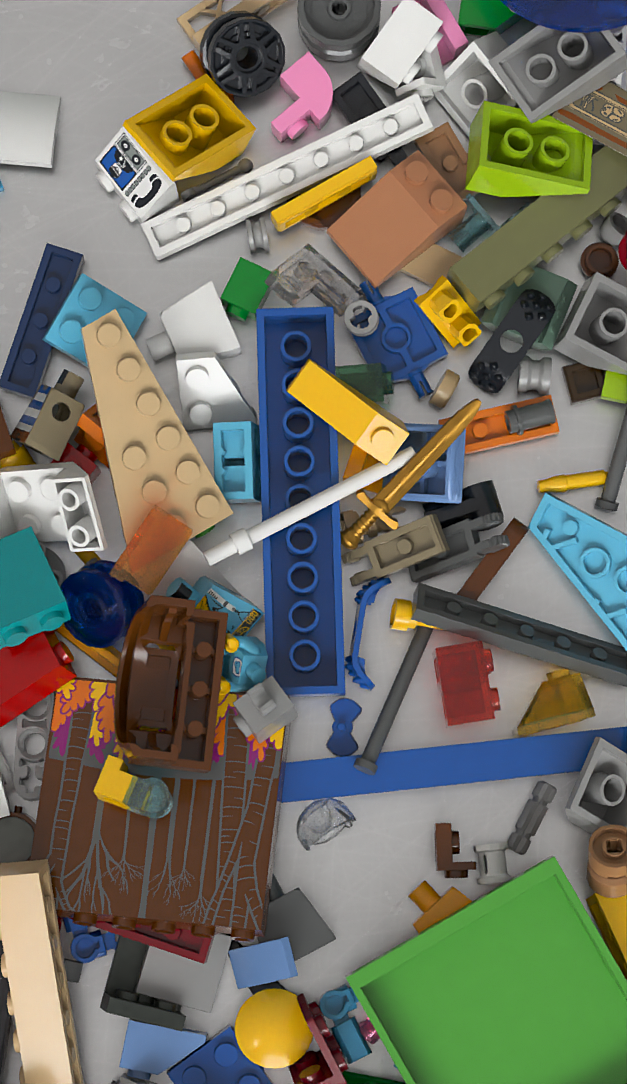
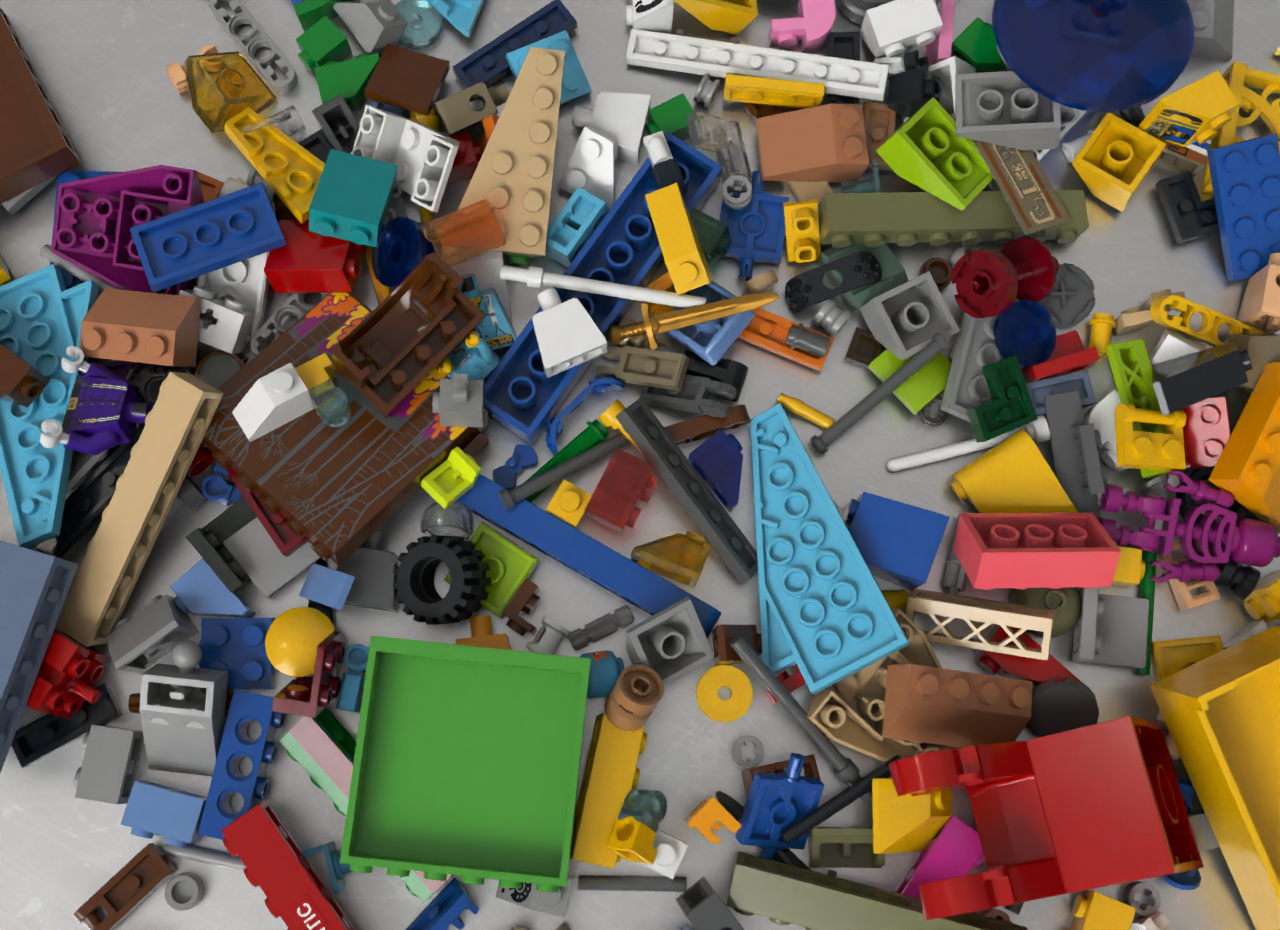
camera: 30 degrees right, 5 degrees down
(96, 835) = (272, 402): none -> white slope
(283, 348) = (664, 167): none -> piece
(297, 740) = (476, 445): none -> reddish brown tile
(303, 782) = (452, 478): none -> neon yellow bracket
(308, 575) = (565, 333): none -> white torso
(341, 902) = (417, 586): none -> black tyre
(388, 669) = (585, 440): none -> green axle
(395, 837) = (507, 564): none -> lime plate
(424, 727) = (569, 504): none -> yellow brick
(456, 97) = (914, 87): none -> black brick
(534, 591) = (720, 467): none -> clear blue slope
(568, 851) = (603, 672): none -> dark azure head

